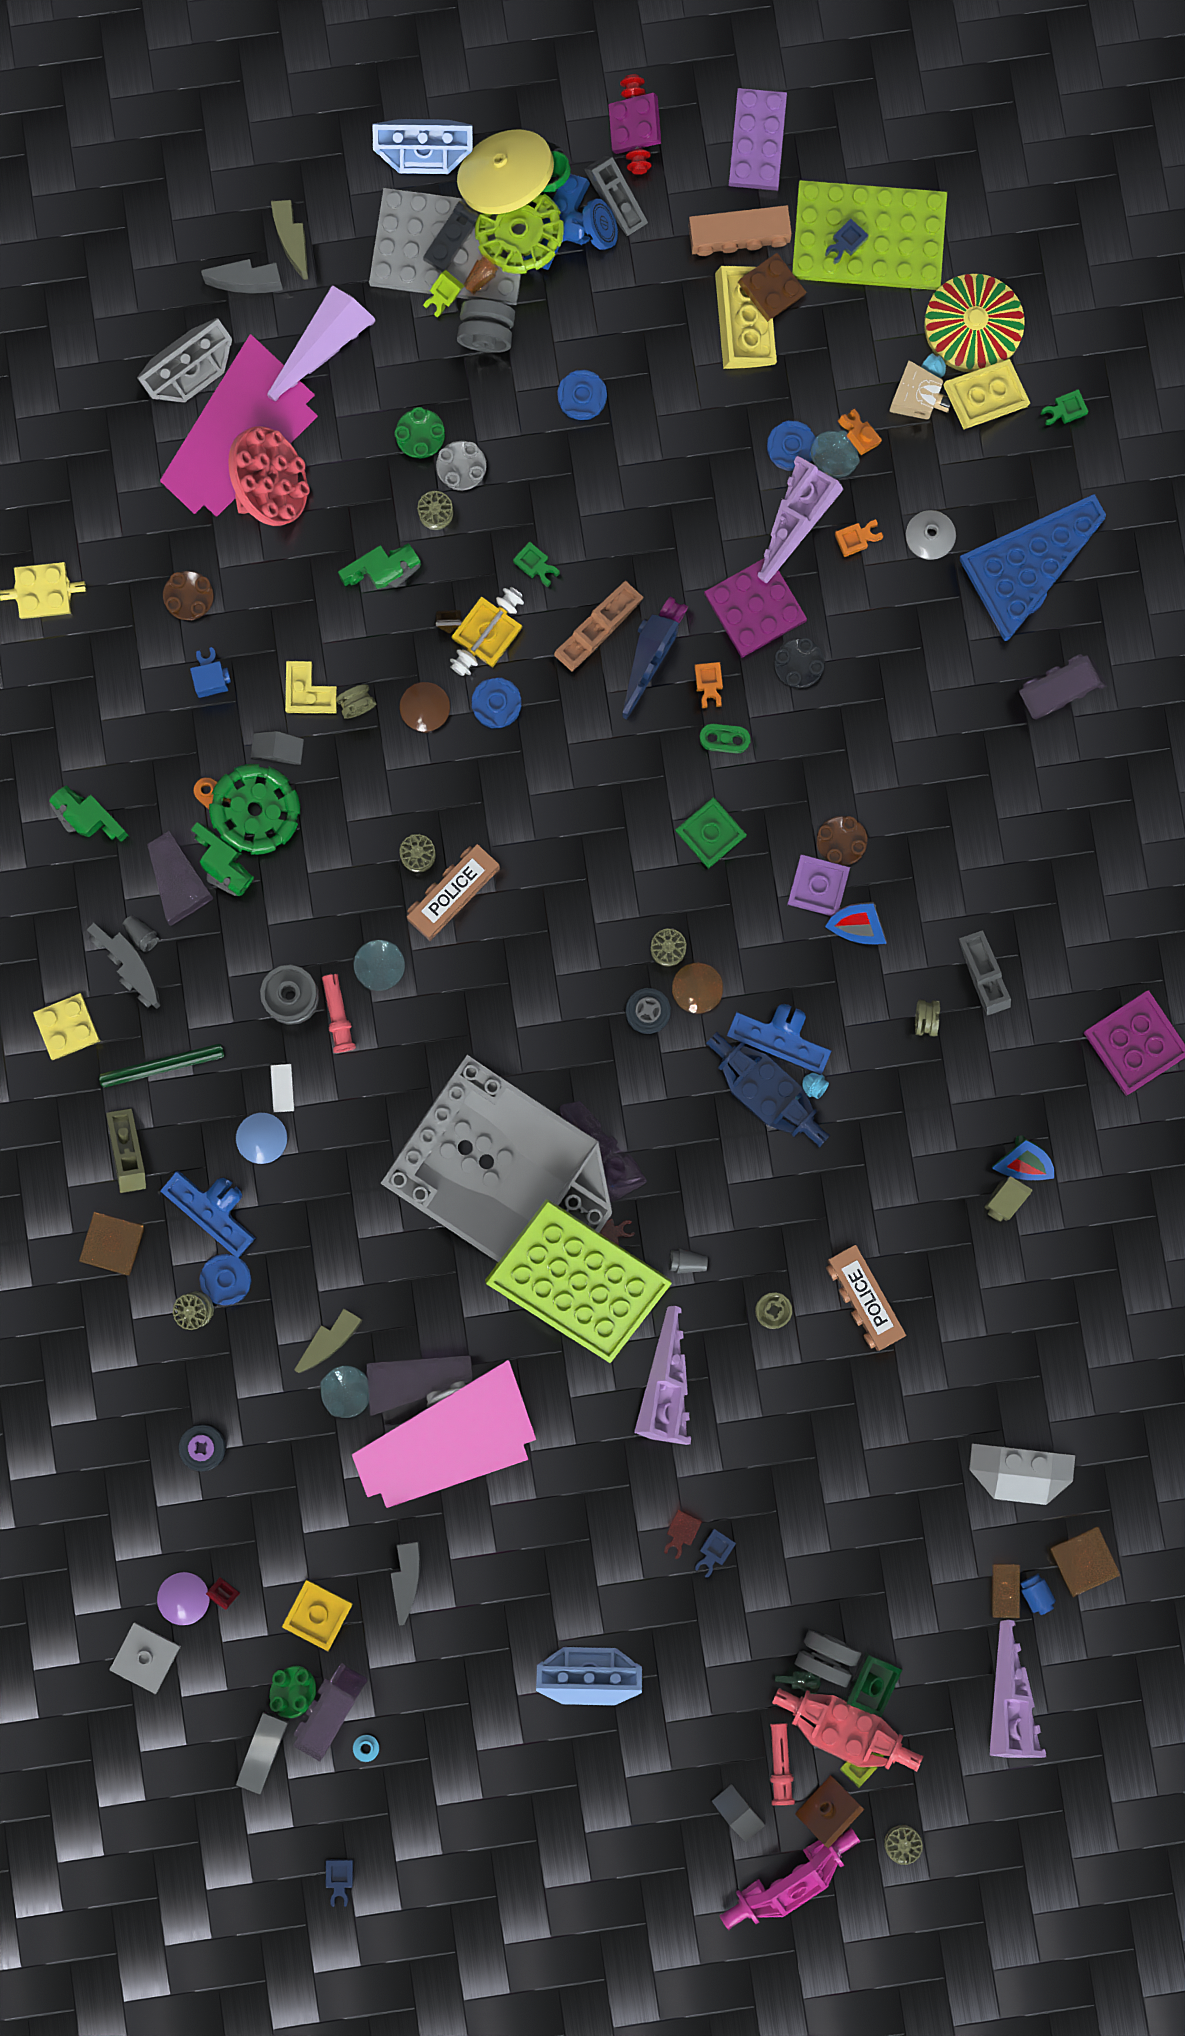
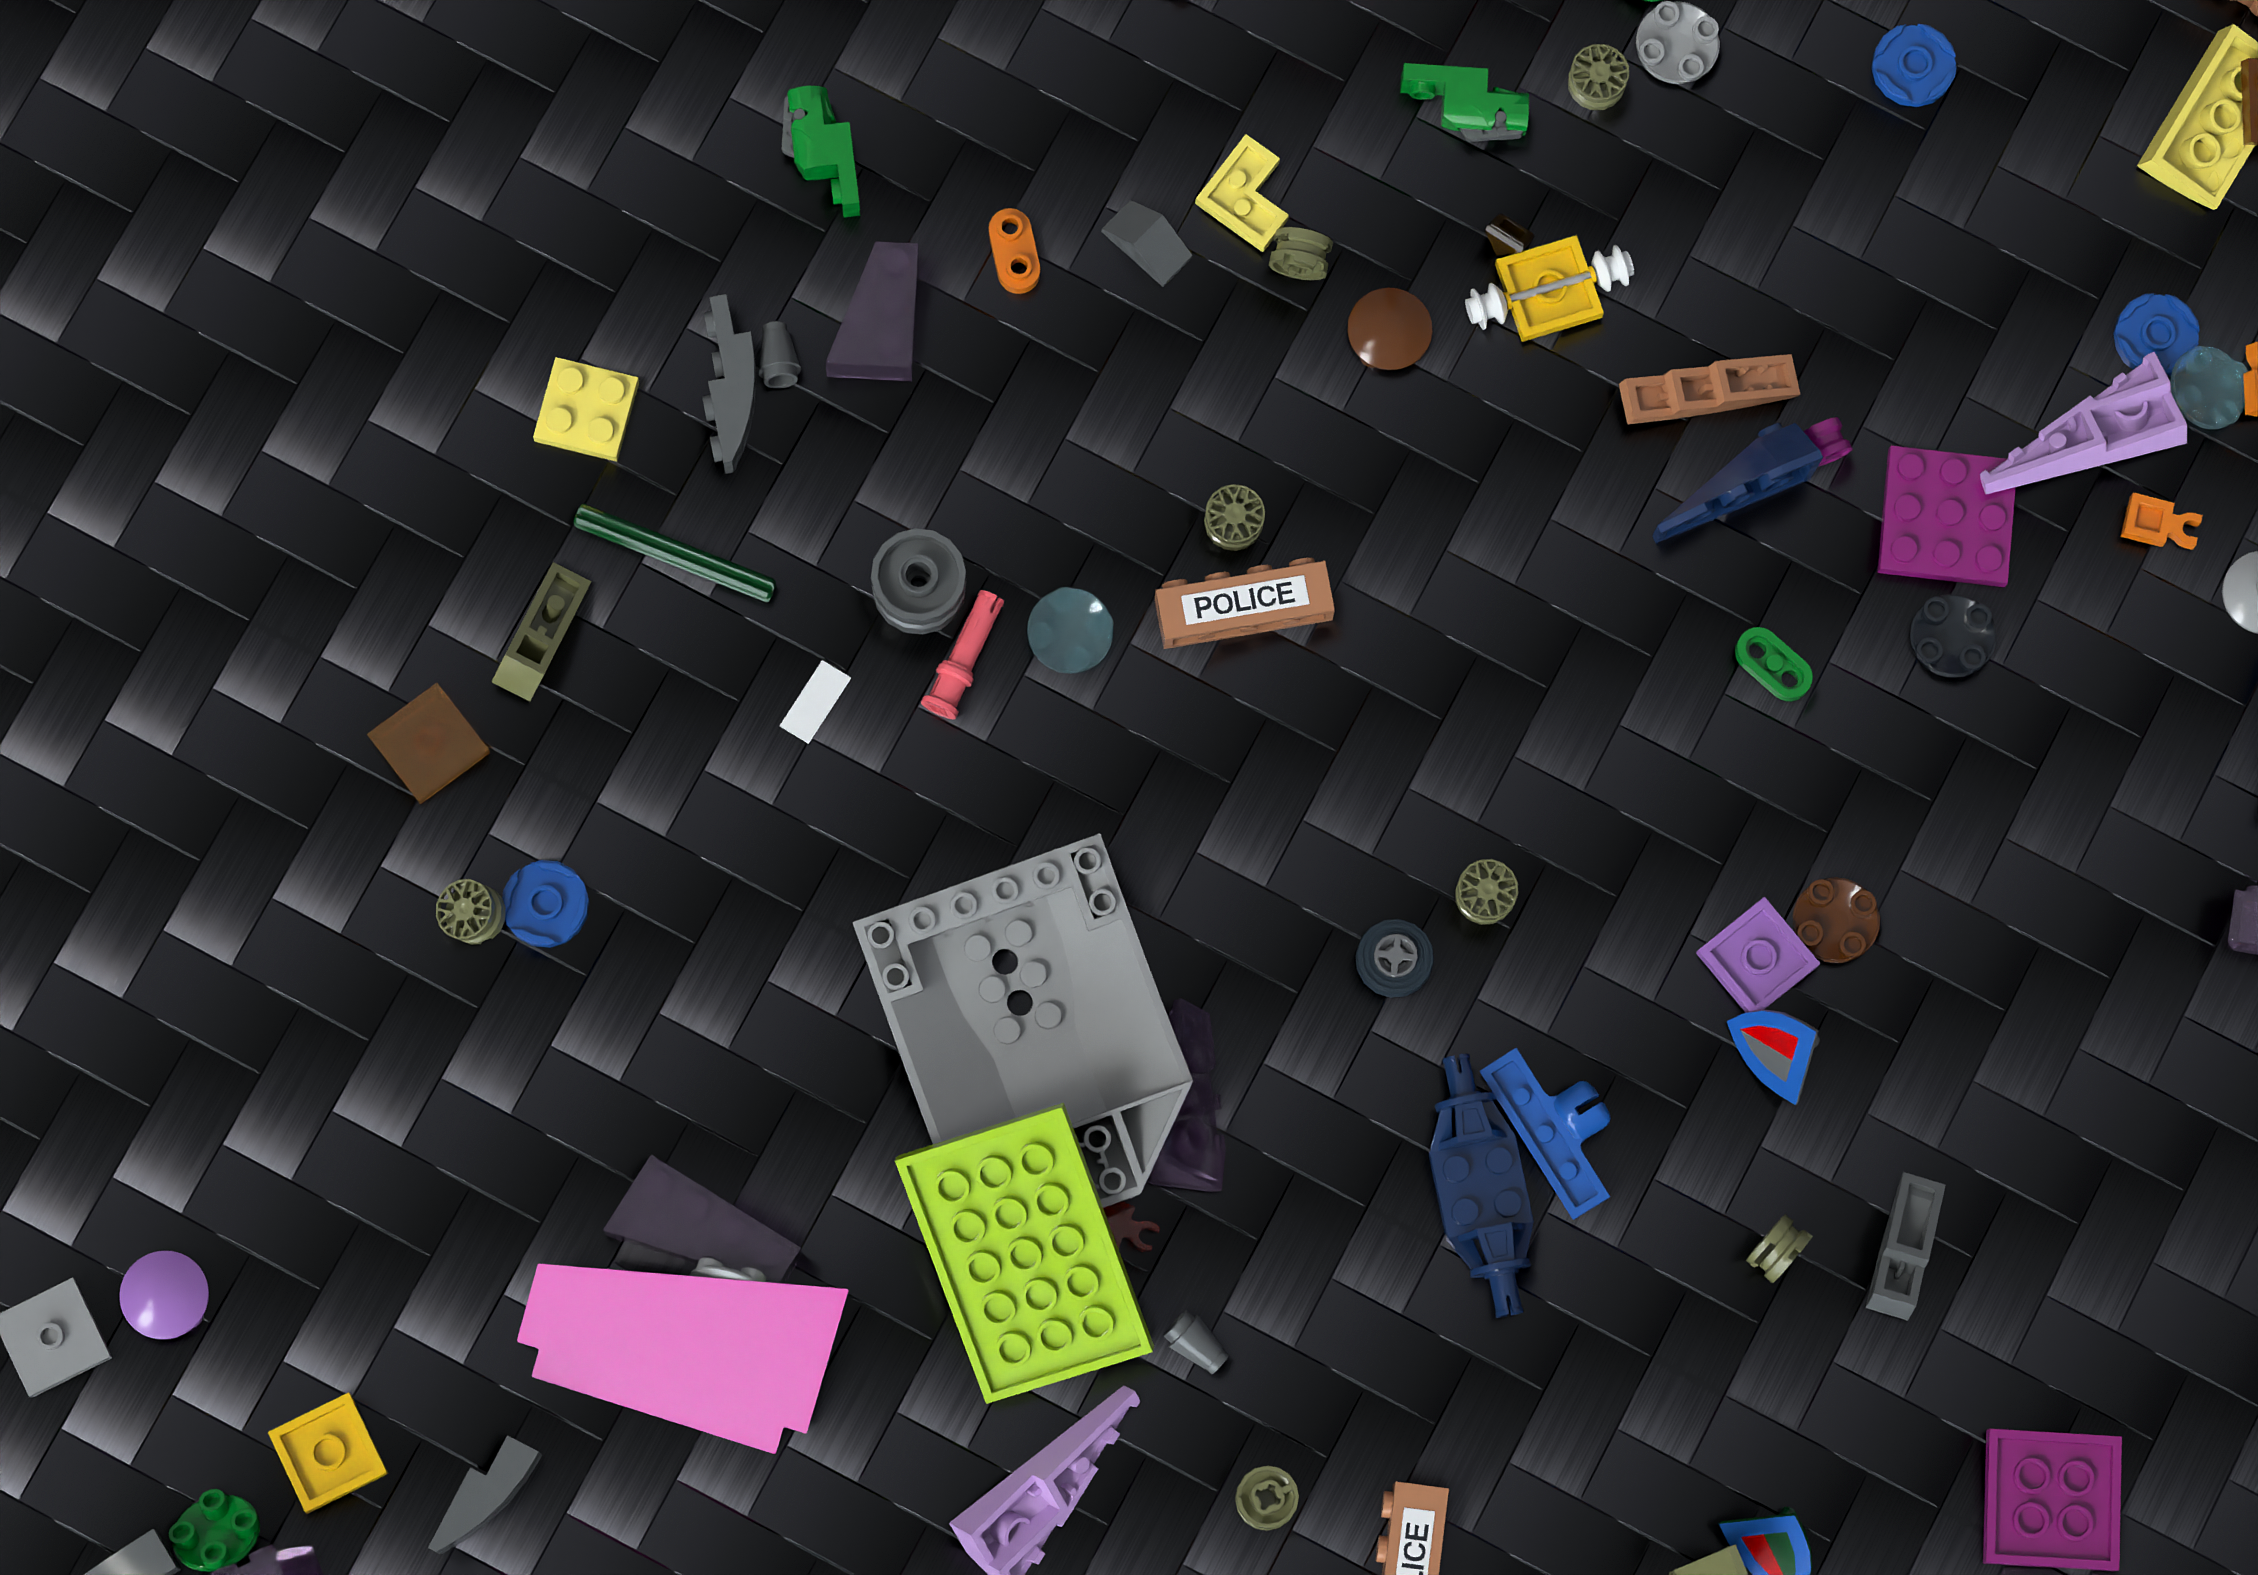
camera: 30 degrees right, 5 degrees down
(209, 1442) = (345, 1123): black wheel -> none
(210, 676) = (1127, 81): blue brick -> none
(211, 1210) = (596, 795): blue plate -> none
(220, 862) = (958, 338): green plate -> none
(222, 1593) = (221, 1327): dark red slope -> none
(254, 793) = (1074, 281): green plate -> none
(261, 1138) = (736, 748): medium blue dish -> none
(329, 1341) = (621, 1090): olive slope -> none
(345, 1391) = (593, 1174): clear light blue dish -> none
(496, 702) = (1492, 393): blue tile -> none
(533, 562) = (1682, 240): green plate -> none
(697, 988) = (1486, 977): clear orange dish -> none
(709, 680) = (1809, 570): orange plate -> none
(710, 832) = (1660, 778): green plate -> none
(815, 1085) = (1553, 1228): medium azure plate -> none

